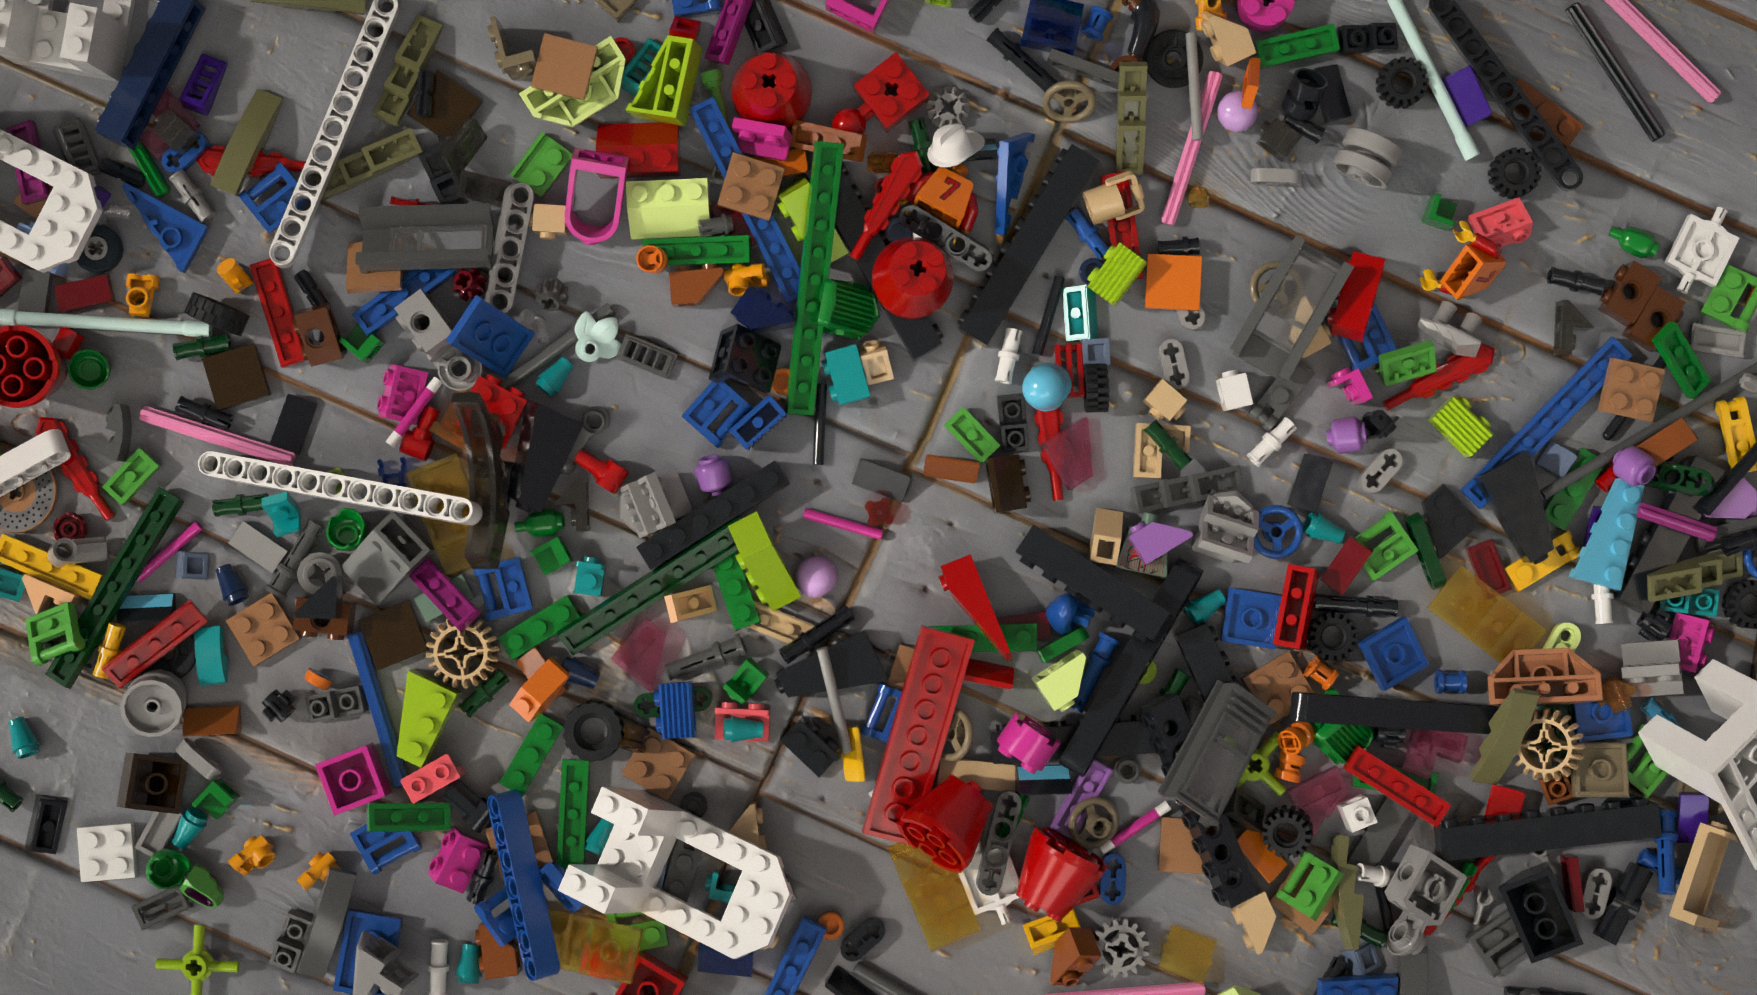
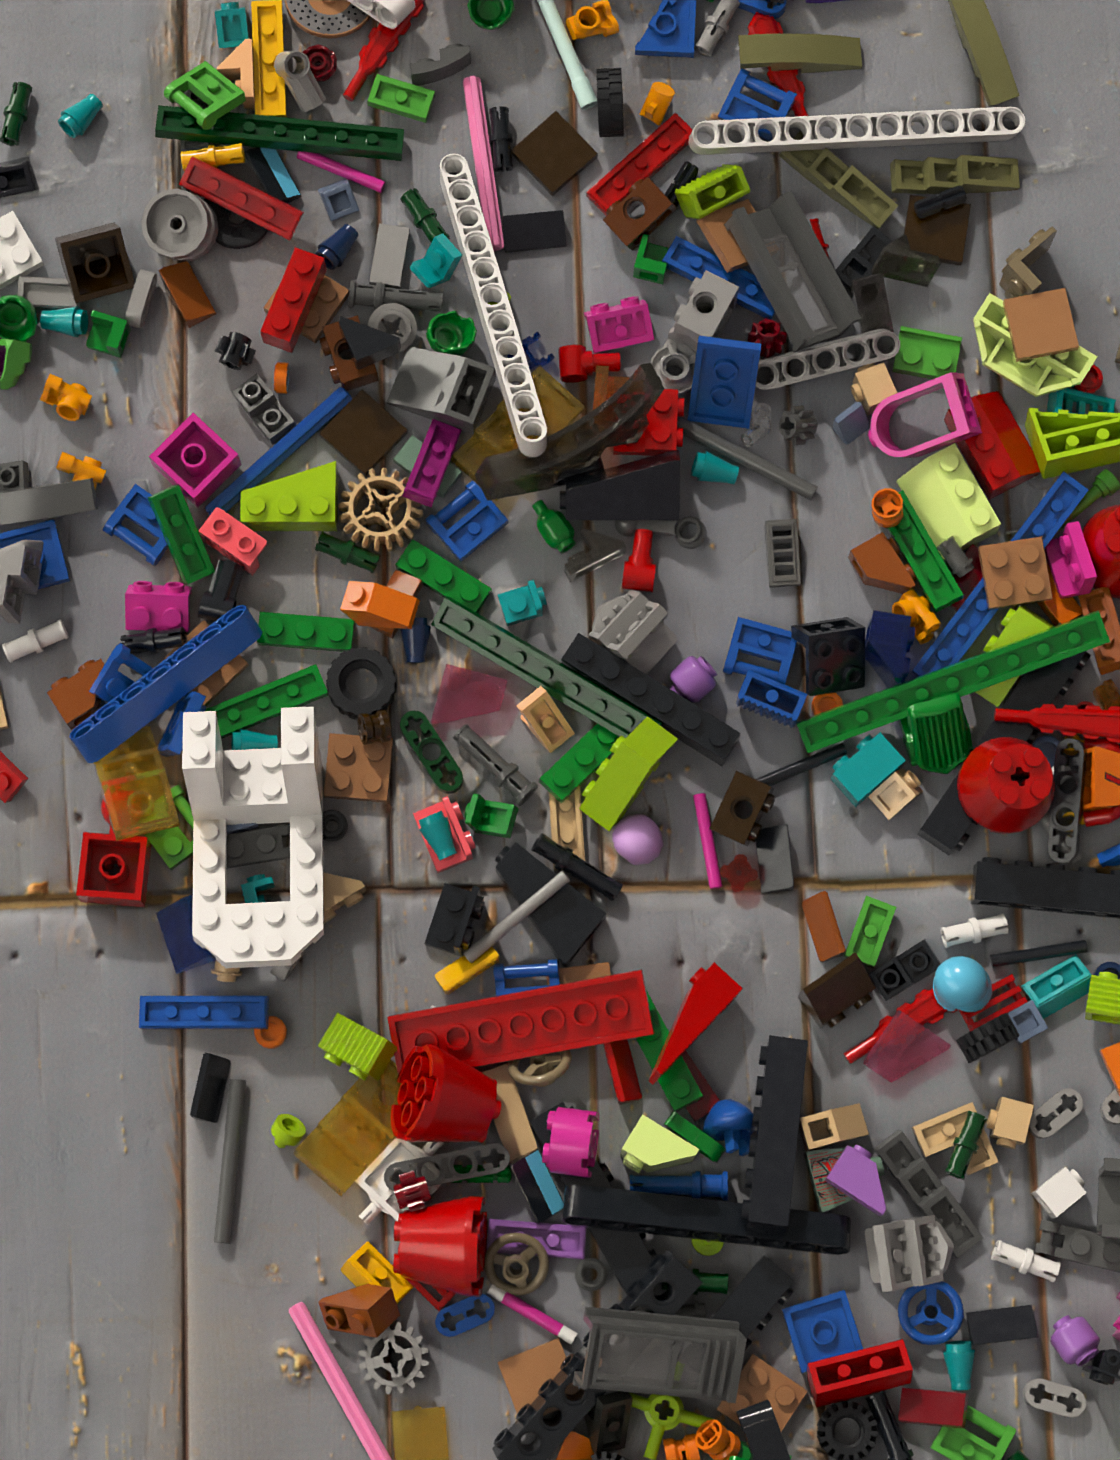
camera: 60 degrees right, 10 degrees down
(202, 346) = (568, 105): dark green pin -> none
(210, 657) = (252, 259): teal slope -> none
(260, 642) = (293, 300): none -> red brick
(329, 268) = (712, 191): none -> lime brick
(414, 412) = (606, 344): dark pink bar -> none
(468, 965) = (50, 670): teal cone -> none
(552, 555) = (526, 553): green panel -> none
(569, 252) = (851, 423): none -> sand blue slope
(599, 334) = (781, 492): light aqua plate -> none
(676, 710) = (426, 756): blue brick -> none
(838, 501) = (740, 790): none -> dark brown brick
(867, 944) = (267, 1080): black beam -> none
(875, 867) = (356, 1047): none -> lime brick
(912, 947) = (287, 1130): none -> lime tile
(1007, 880) = (412, 1191): none -> dark red gear
(1203, 607) = (809, 1272): teal cone -> none
(1315, 667) = (804, 1448): orange bush -> none

